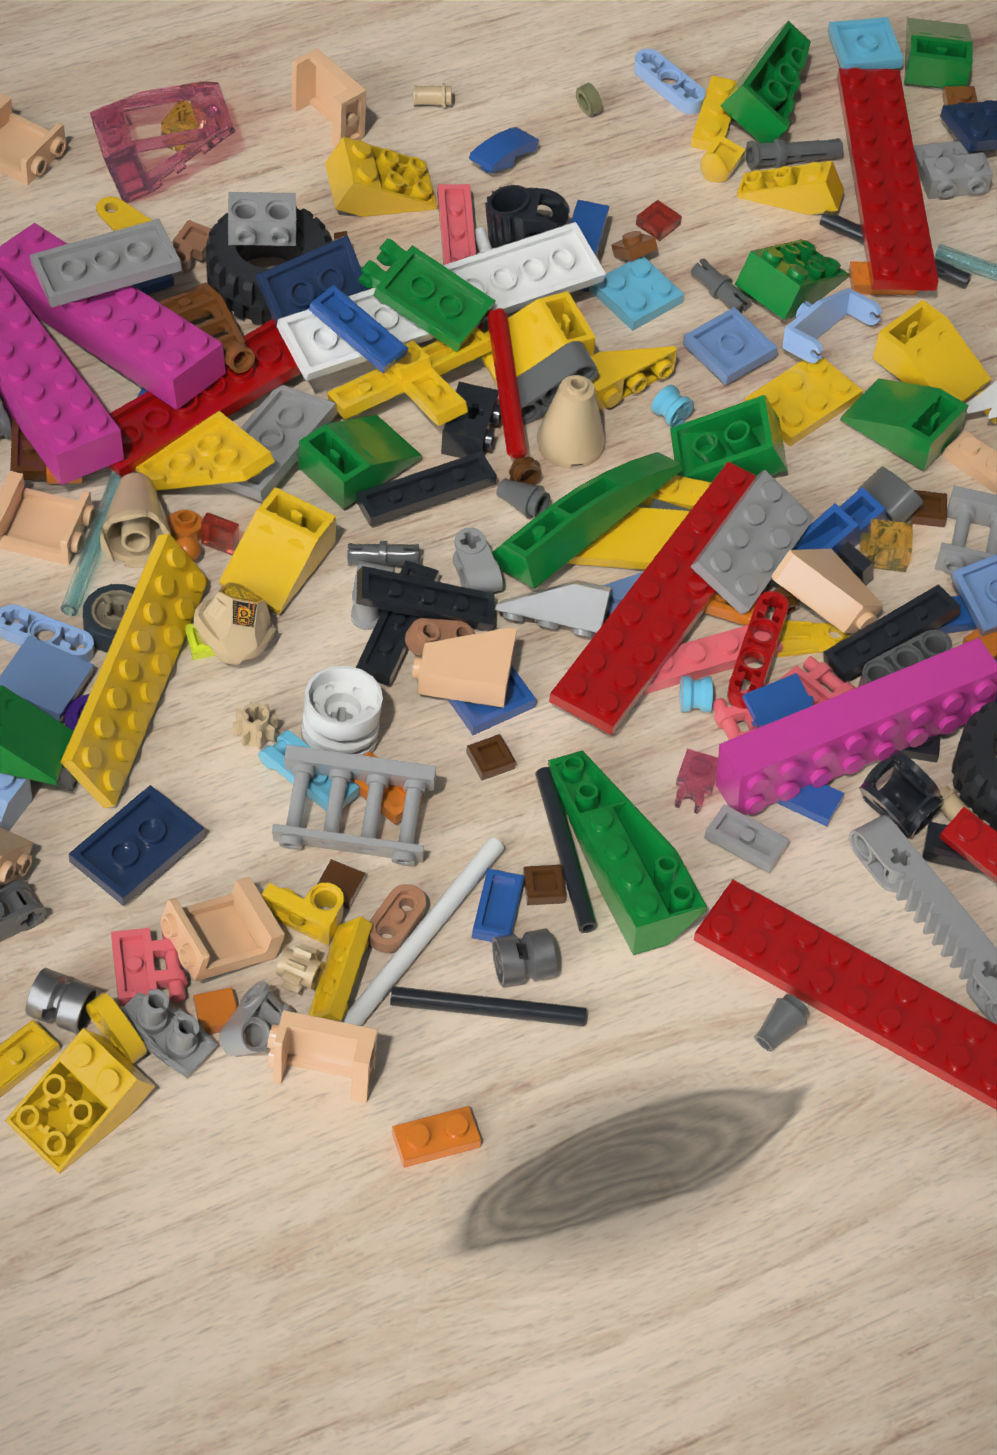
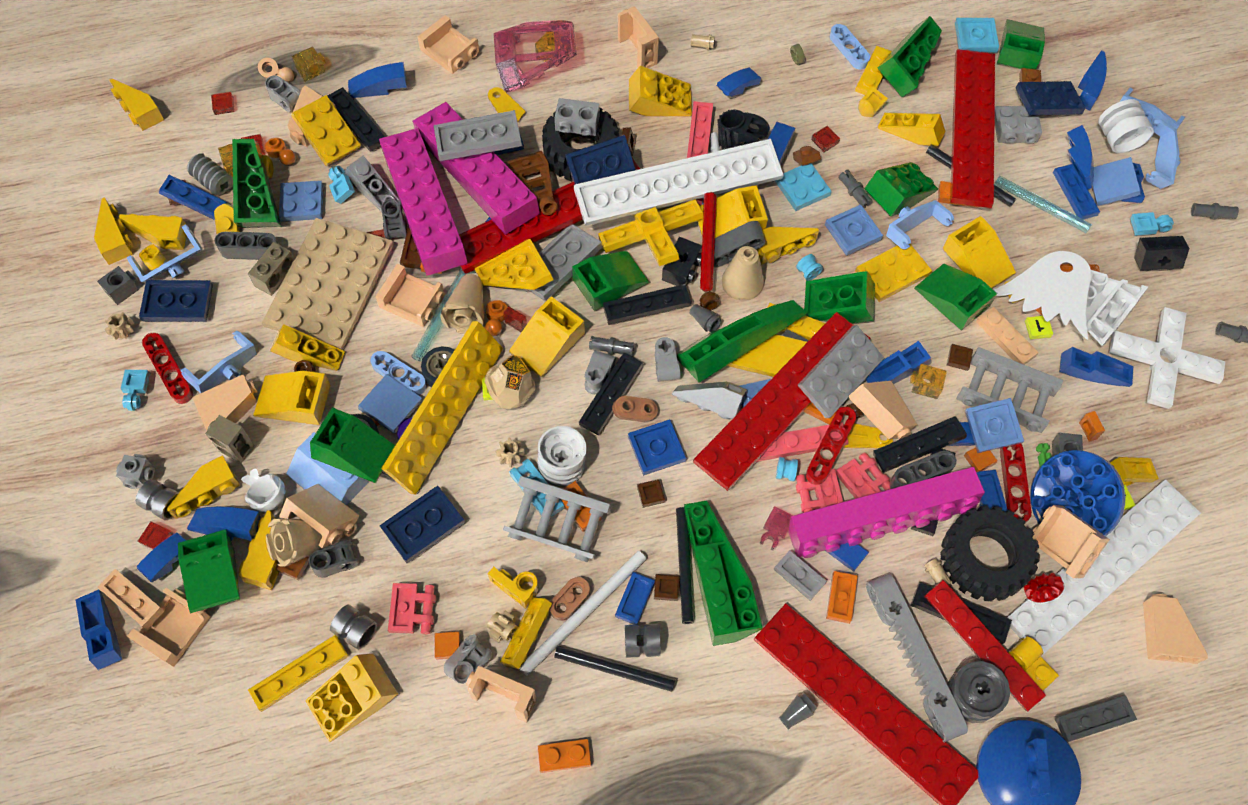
camera: 15 degrees right, 10 degrees up
(116, 1027) = (381, 652): yellow beam -> none
(169, 1032) = (414, 658): light grey connector -> none
(191, 243) = (536, 124): nougat plate -> none
(223, 931) = (459, 594): light nougat panel -> none
(346, 878) = (541, 567): reddish brown tile -> none
(358, 329) = (621, 196): blue tile -> none
(425, 598) = (628, 382): black plate -> none
(427, 293) = (668, 178): green tile -> none
(467, 667) = (646, 433): light nougat slope -> none
(777, 700) = (837, 488): blue piece -> none
(779, 152) = (911, 102): dark grey pin -> none
(816, 859) = (841, 597): none -> orange plate
(857, 562) = (905, 392): black plate -> none
(893, 494) = (936, 346): dark grey panel -> none
(908, 796) = (904, 563): black piece -> none

